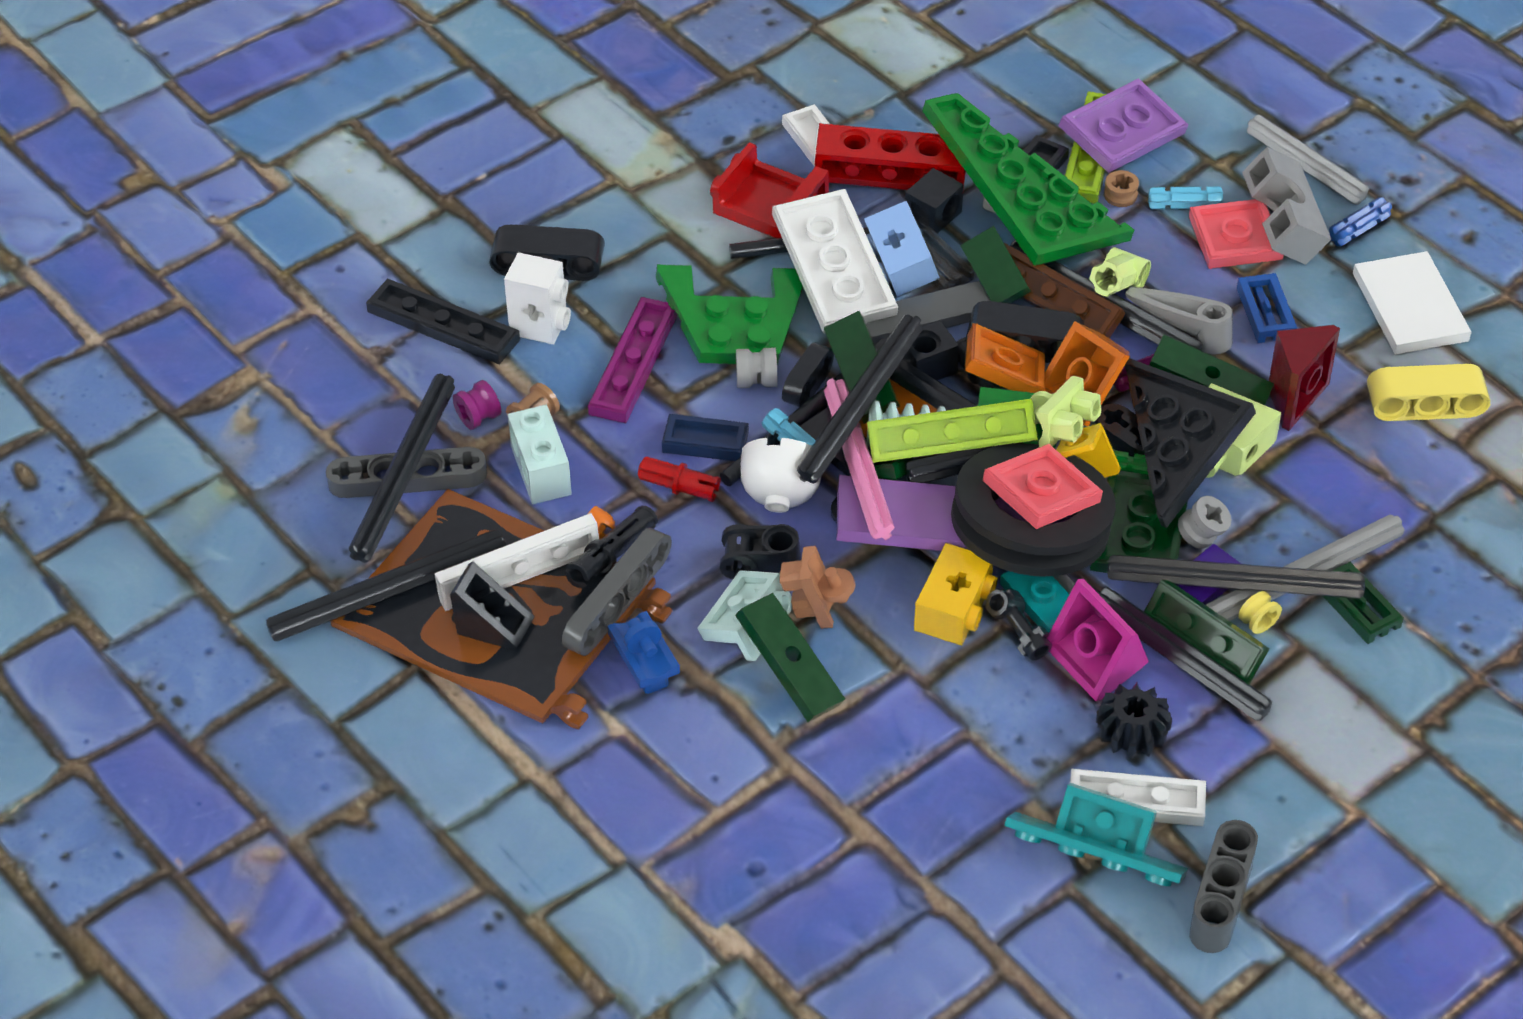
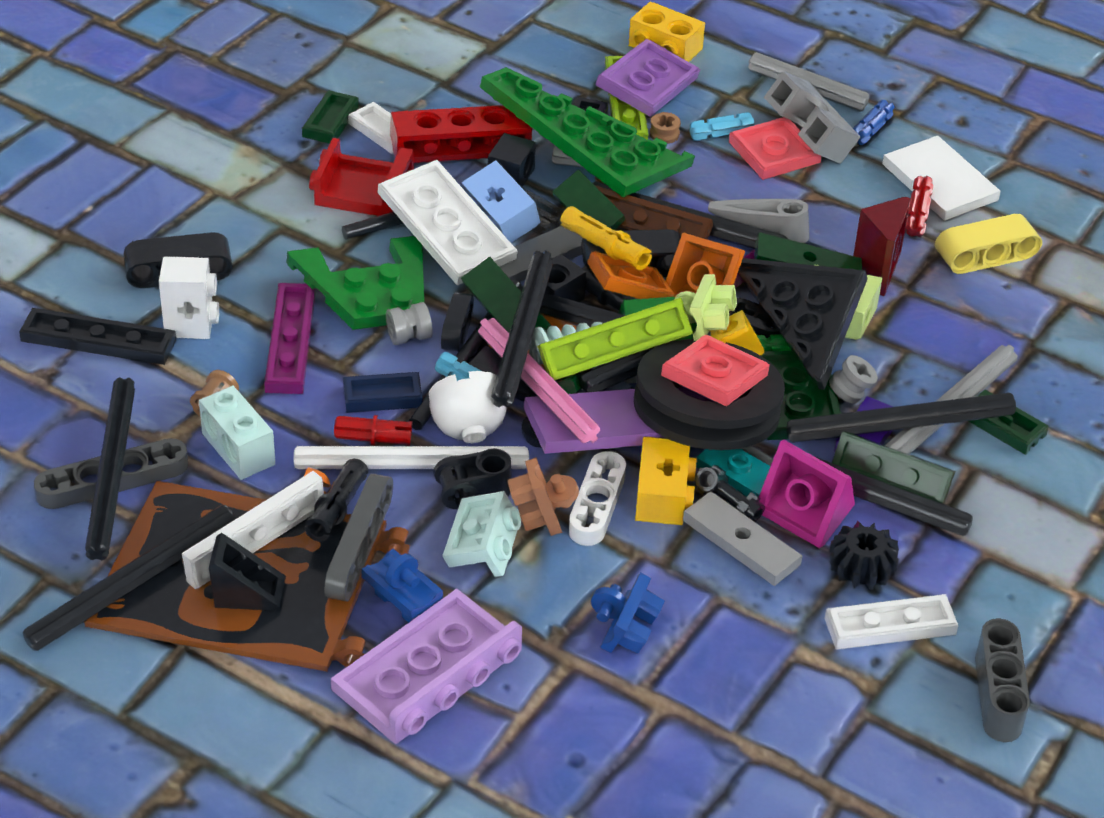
camera: 20 degrees left, 5 degrees down
(477, 404) = (160, 400): magenta wheel -> none
(641, 738) = (427, 665): none -> lavender bracket
(696, 512) = (394, 456): none -> white axle
(763, 114) = (330, 117): none -> dark green tile
(790, 657) = (541, 562): dark green tile -> none
(851, 744) = (638, 601): none -> blue hips
(881, 614) = (600, 511): none -> white beam
(999, 320) = (615, 243): none -> yellow pin
(1013, 674) = (742, 538): none -> light grey tile
(1103, 828) = (878, 651): teal bracket -> none
(1119, 272) = (696, 191): yellowish green piece -> none
(1167, 73) = (668, 29): none -> yellow brick
(1259, 329) = (820, 203): blue tile -> none
(1260, 612) = (930, 444): light yellow bush -> none
(1367, 333) = (919, 206): none -> red axle

